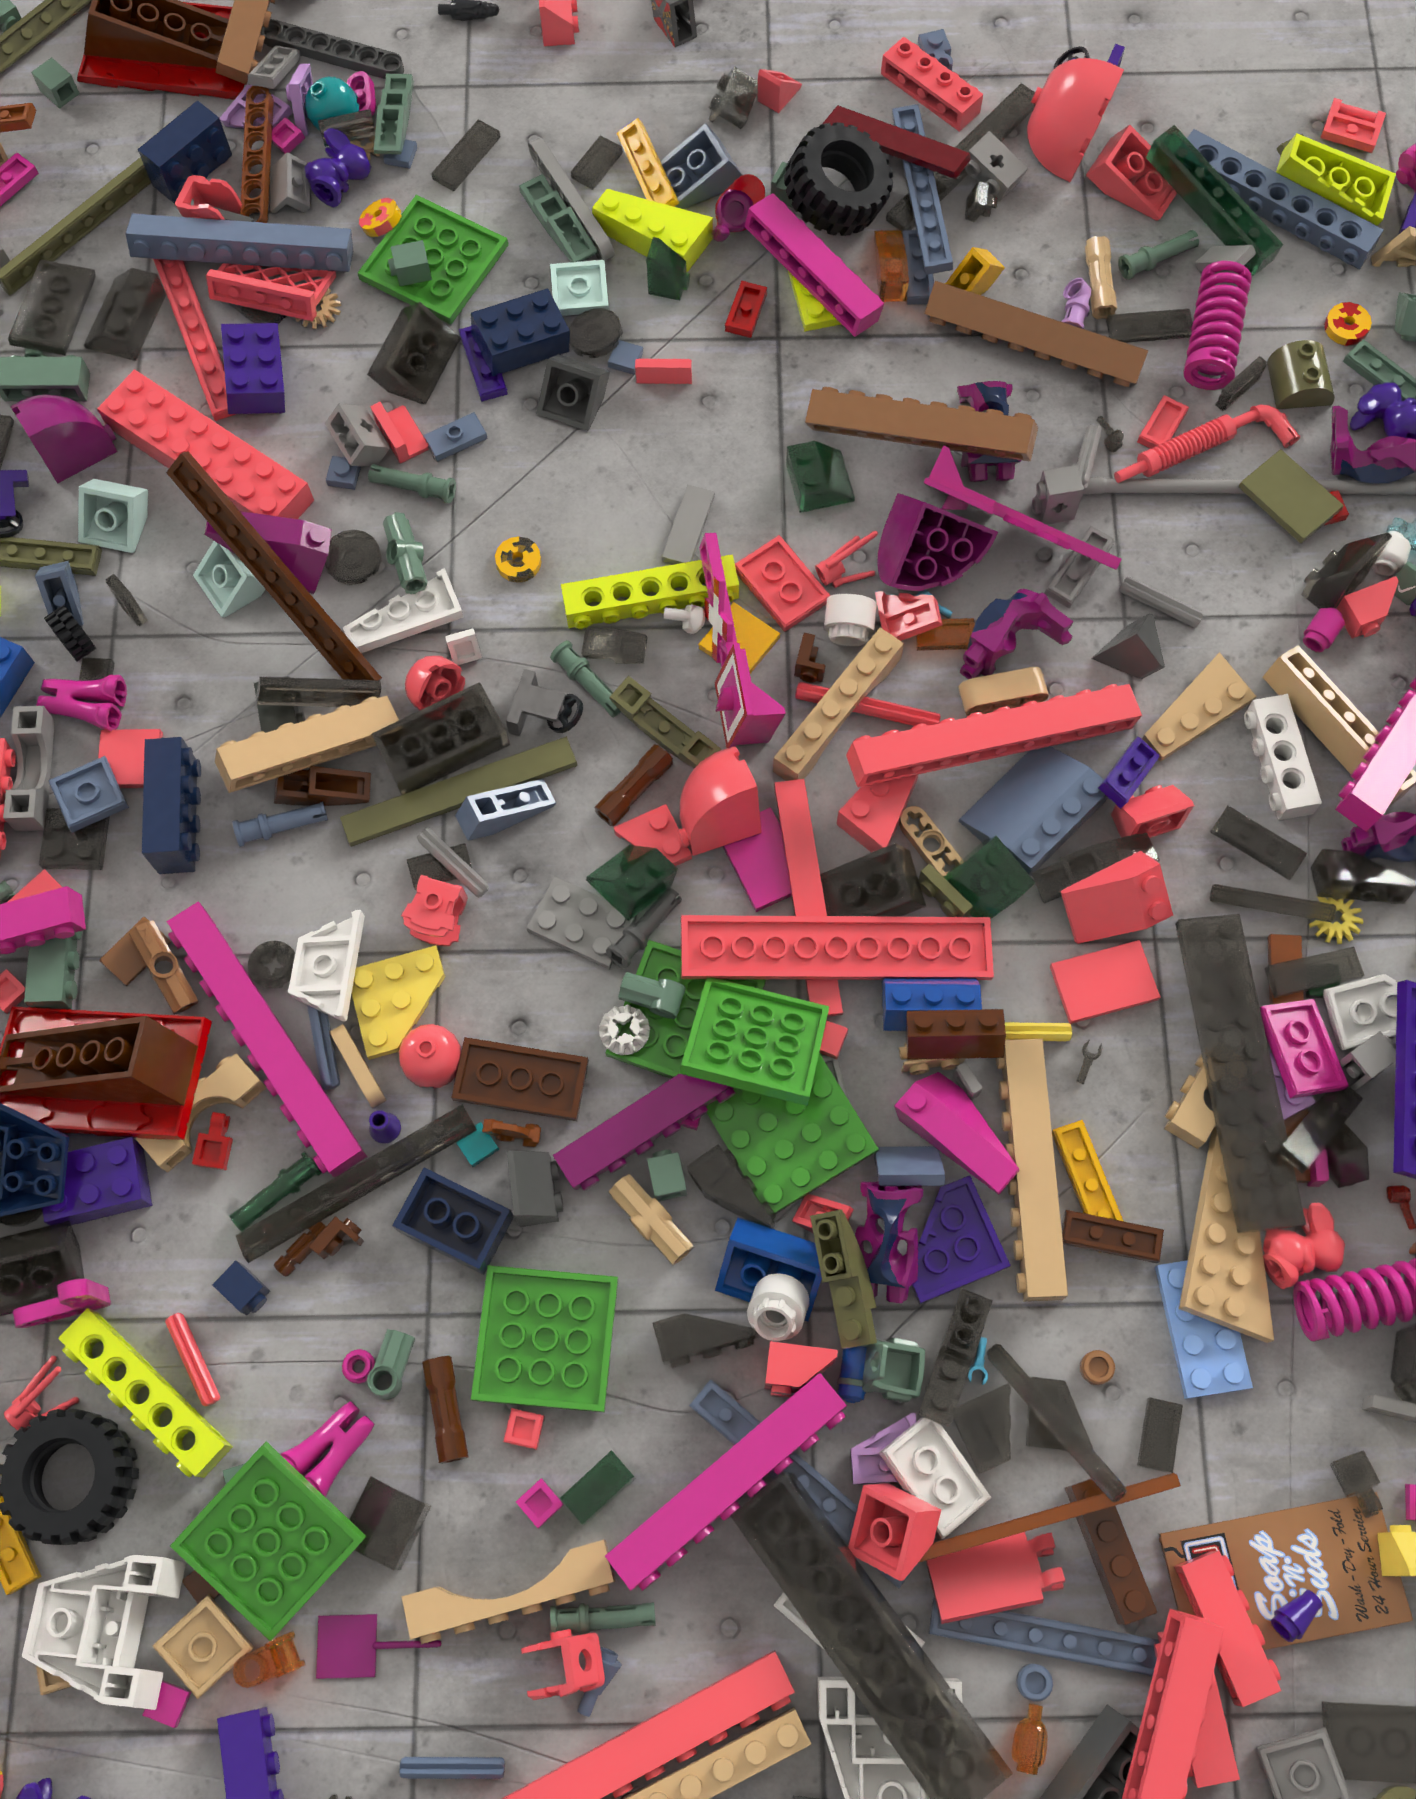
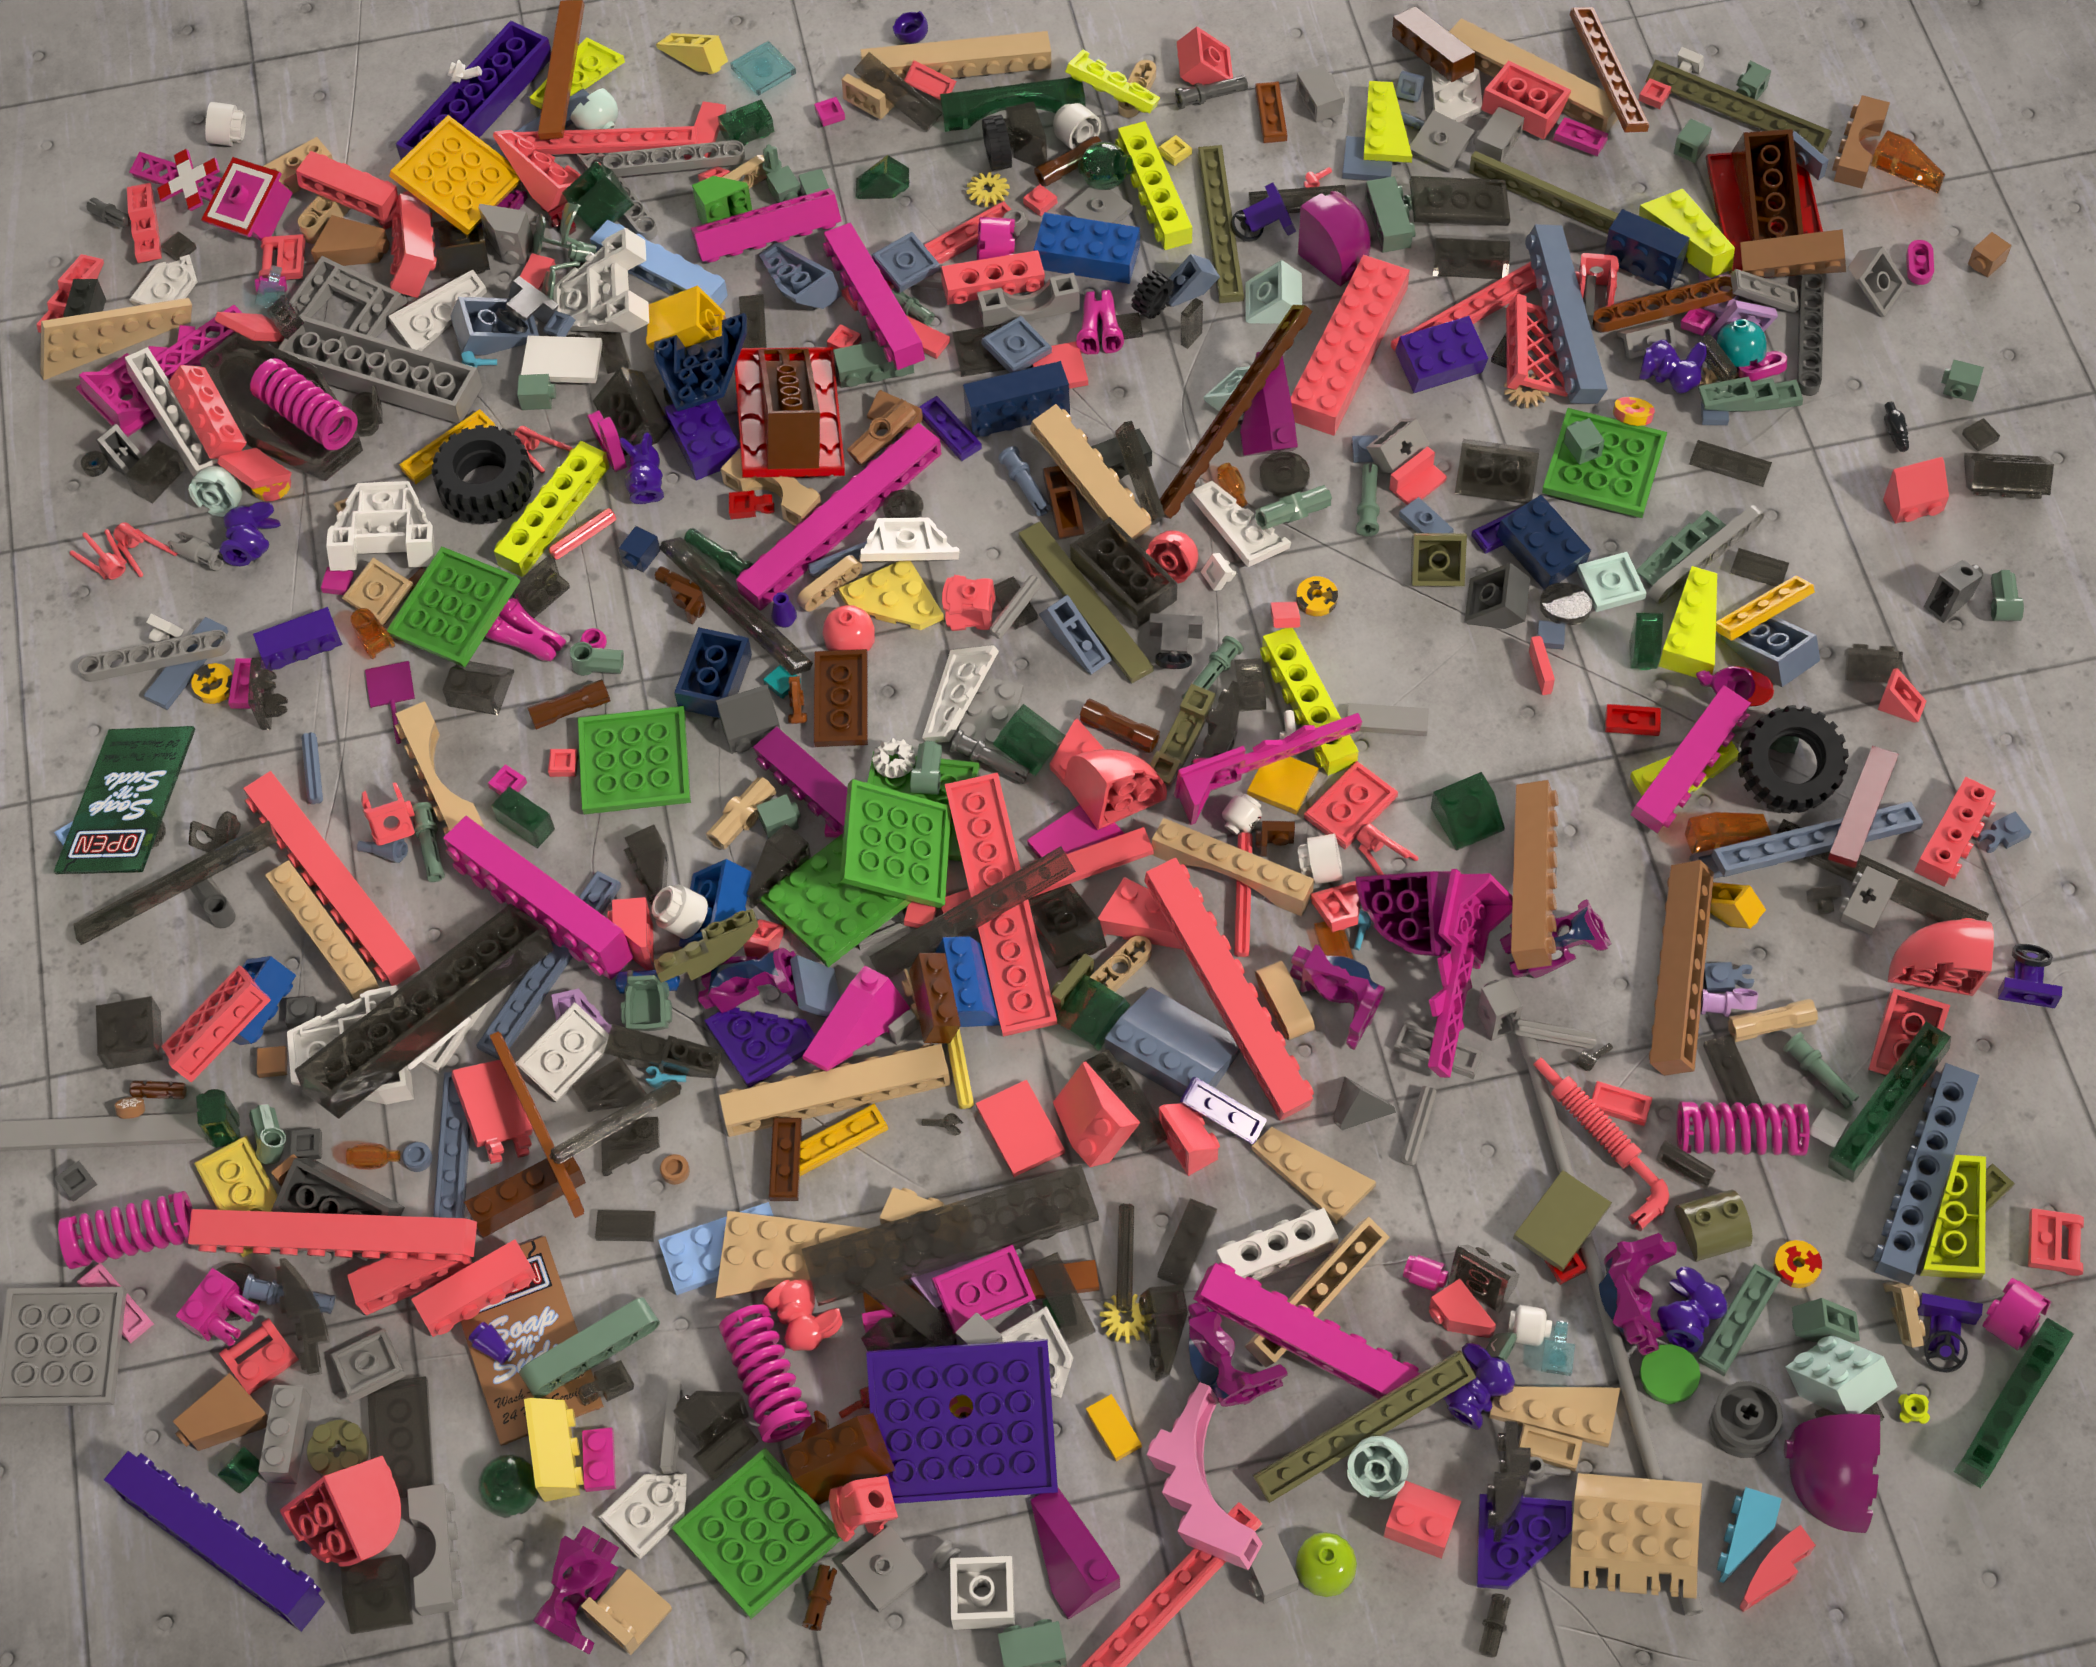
camera: 80 degrees right, 10 degrees down
(140, 1266) = (644, 476): none -> dark purple animal
(155, 109) = (1707, 246): none -> neon yellow wedge
(175, 893) = (950, 428): none -> dark purple tile
(266, 1420) = (540, 587): none -> clear smoke bracket
(349, 608) = (1232, 482): none -> clear orange plant
(513, 431) = (1438, 559): none -> olive brick
(541, 589) = (1285, 614): none -> coral tile
(542, 943) = (956, 690): none -> white wing
(668, 679) = (1222, 724): none -> clear smoke slope
(777, 683) = (1241, 814): none -> white head
(852, 978) = (974, 912): none -> clear smoke tile
(892, 1529) = (516, 1018): coral slope -> none
(1044, 301) = (1722, 977): none -> sand blue plate
(1316, 1497) = (589, 1348): none -> sand green beam

